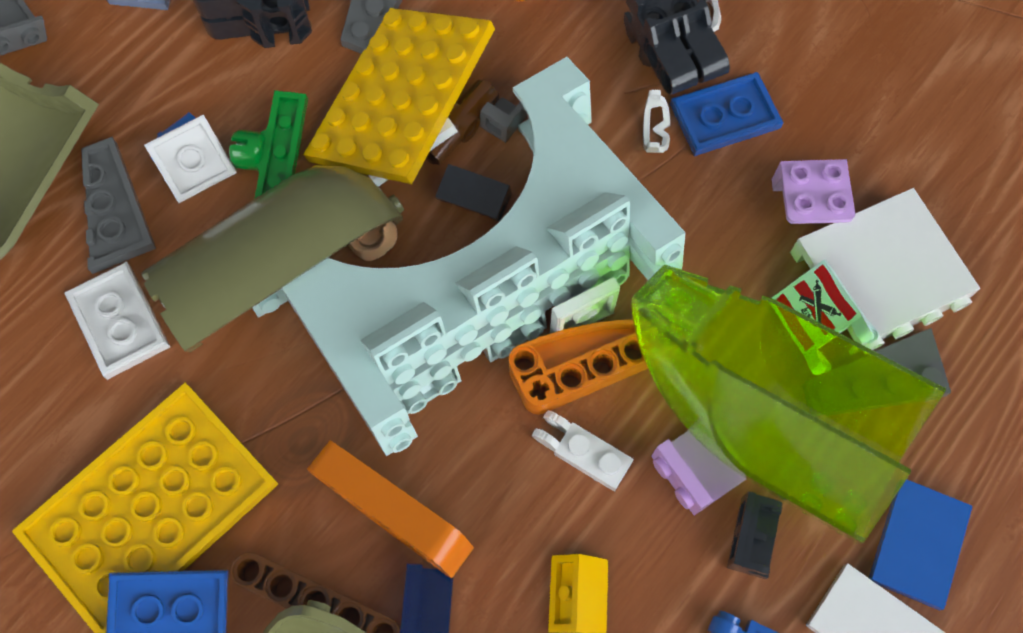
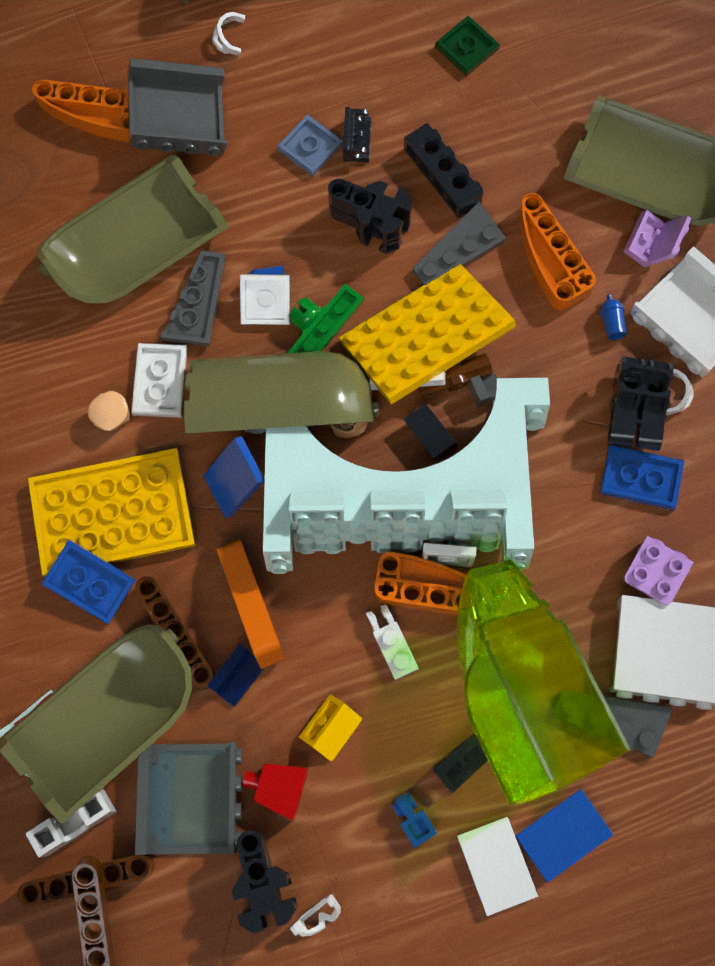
camera: 35 degrees right, 5 degrees up
(72, 388) = (109, 411): none -> light nougat hair
(277, 371) = (233, 477): none -> blue tile
(655, 100) = (593, 440): white helmet -> none
(694, 472) = (448, 700): lavender bracket -> none
(827, 301) = (605, 649): flag -> none

